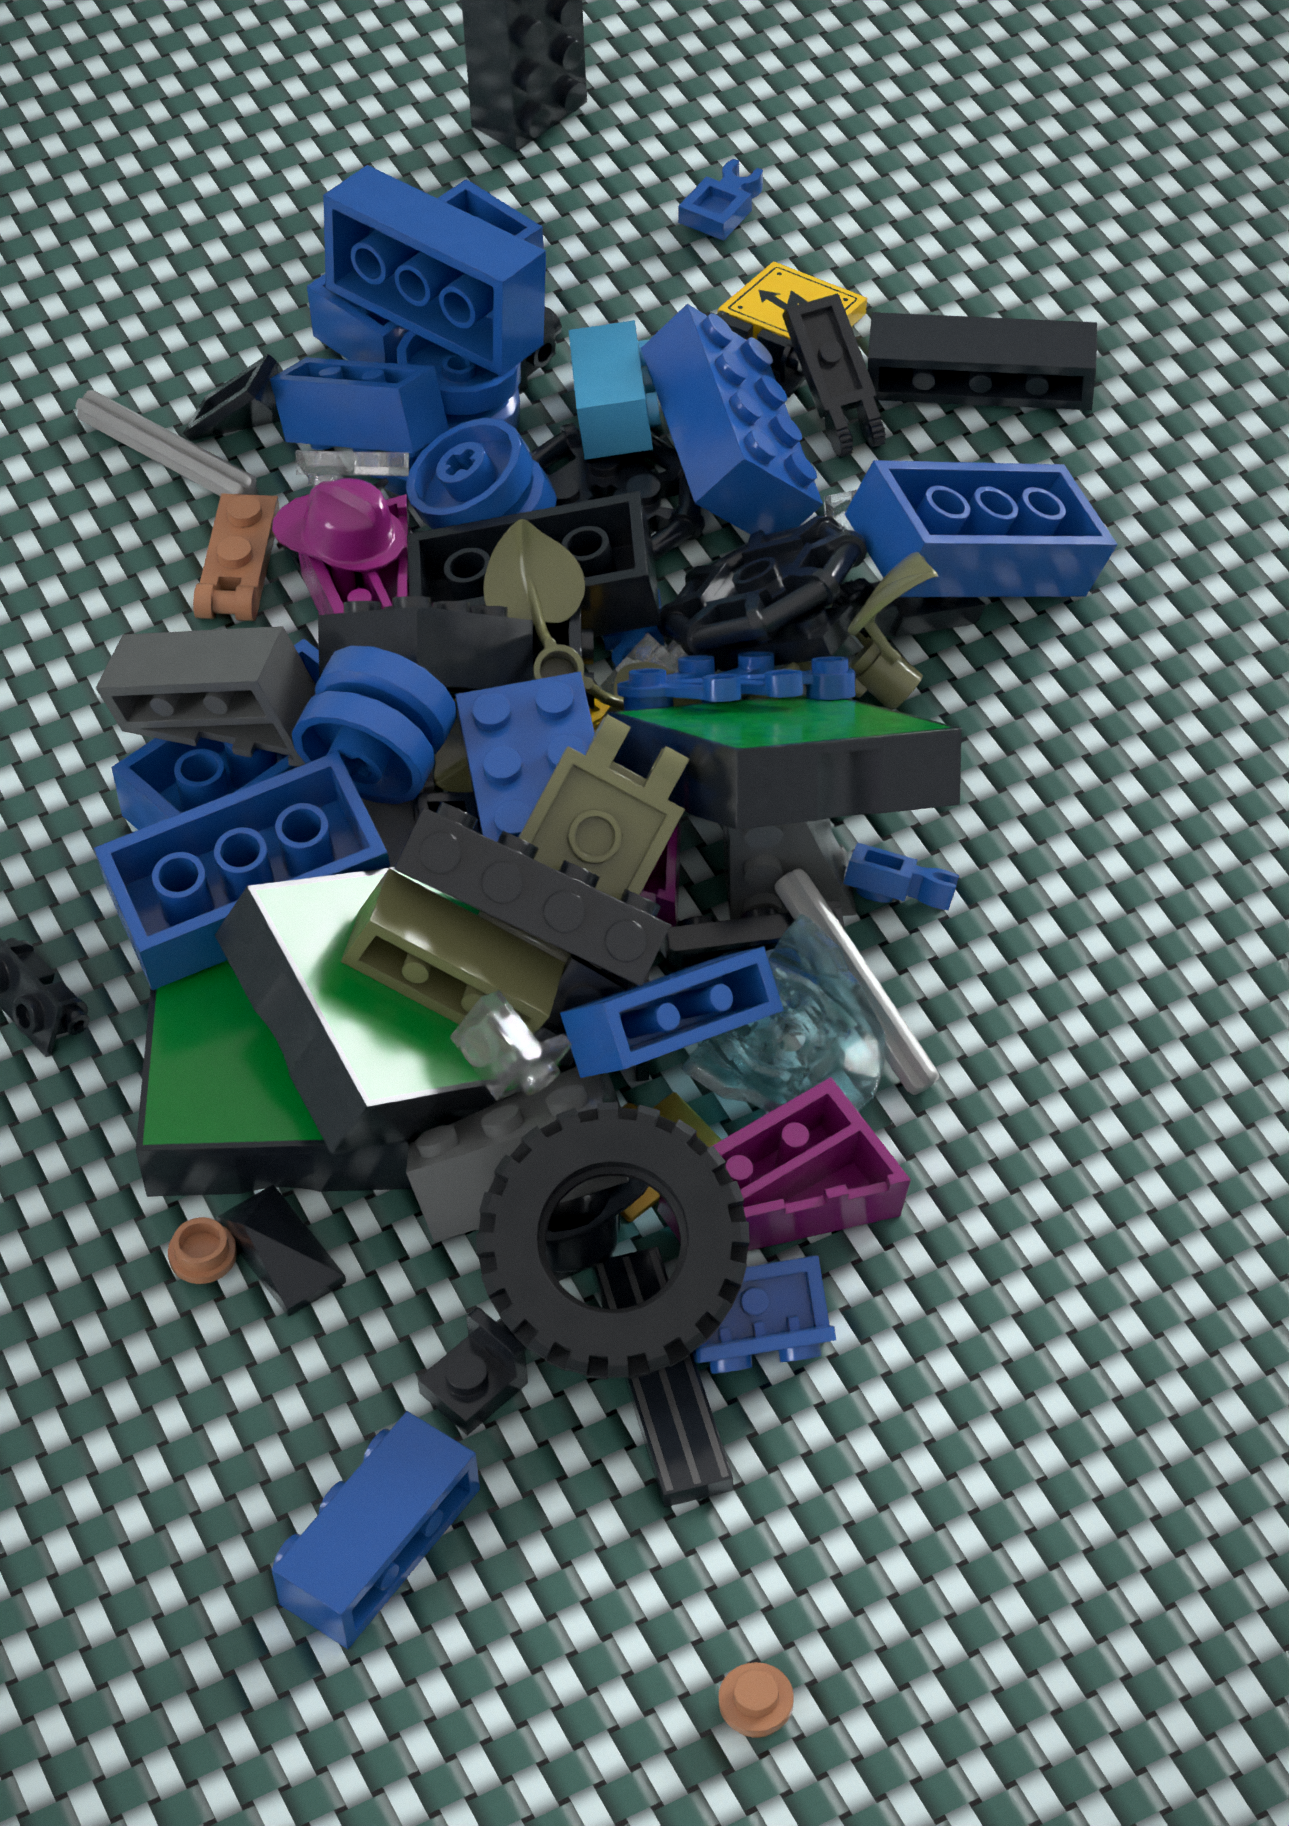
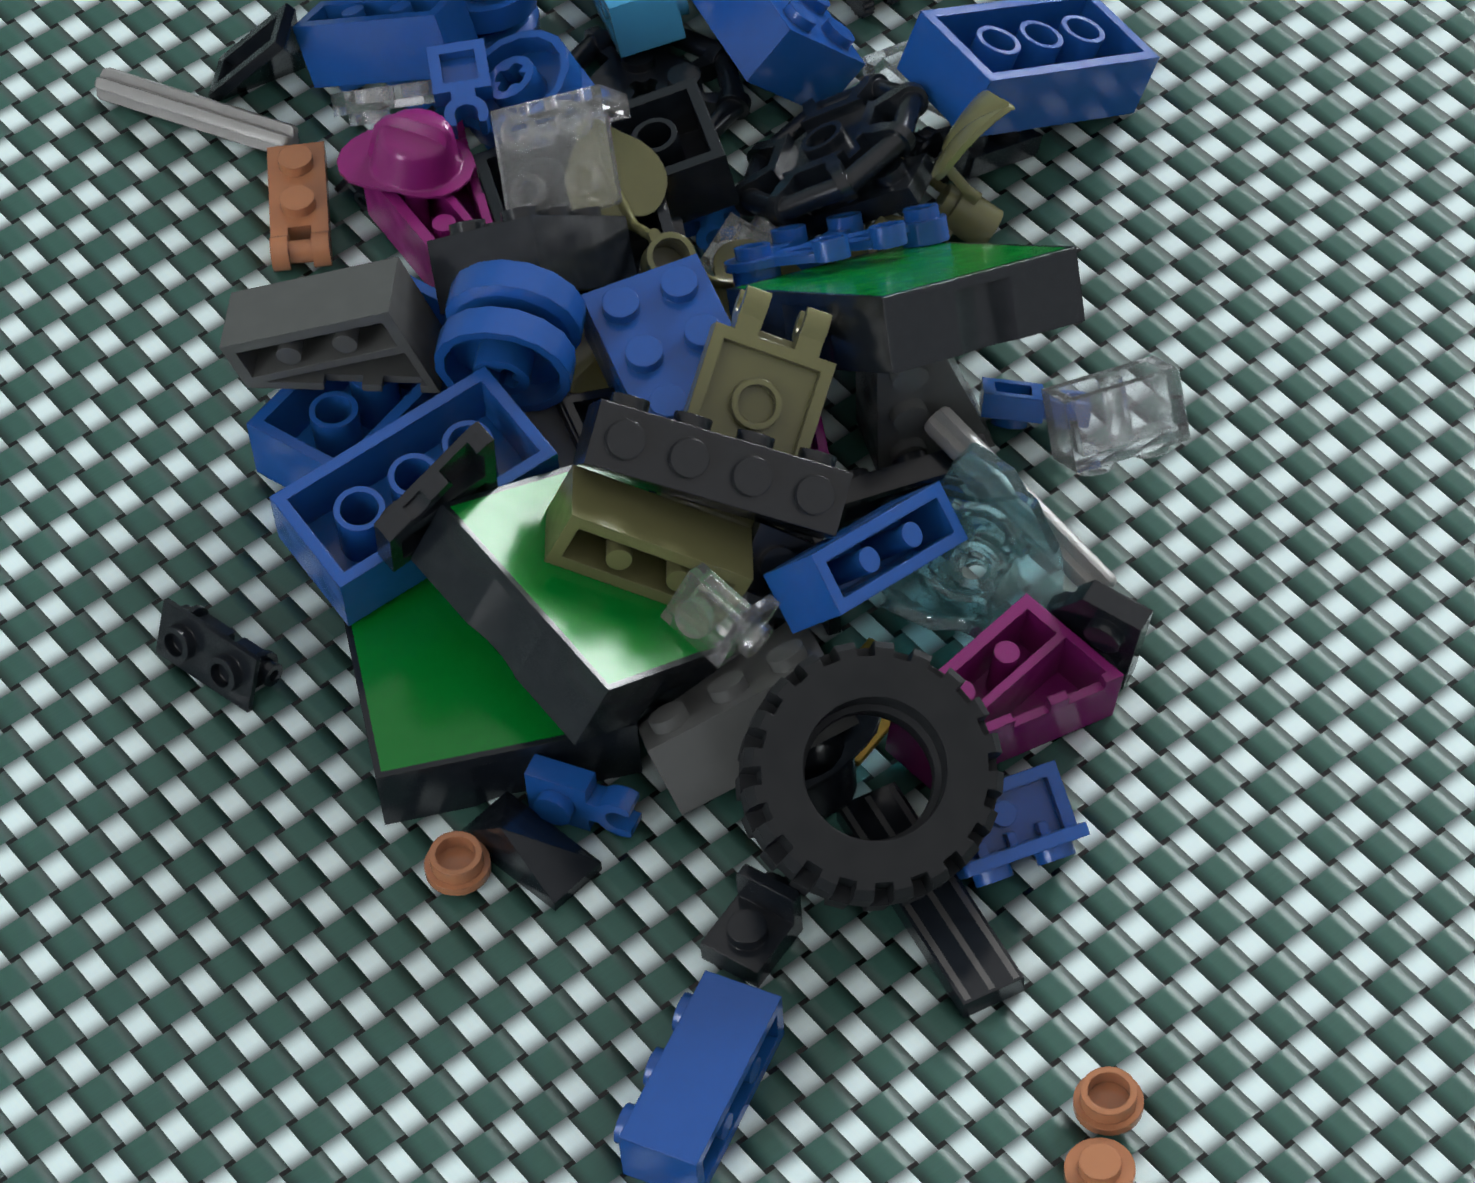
camera: 10 degrees left, 0 degrees up
(270, 856) = (459, 472): none -> black wing
(331, 1202) = (572, 797): none -> blue plate
(409, 458) = (461, 81): none -> blue plate
(482, 544) = (560, 149): none -> clear bracket
(785, 1627) = (1108, 1101): none -> nougat plate
(904, 1124) = (1105, 621): none -> black wing
(979, 906) = (1116, 415): none -> clear brick

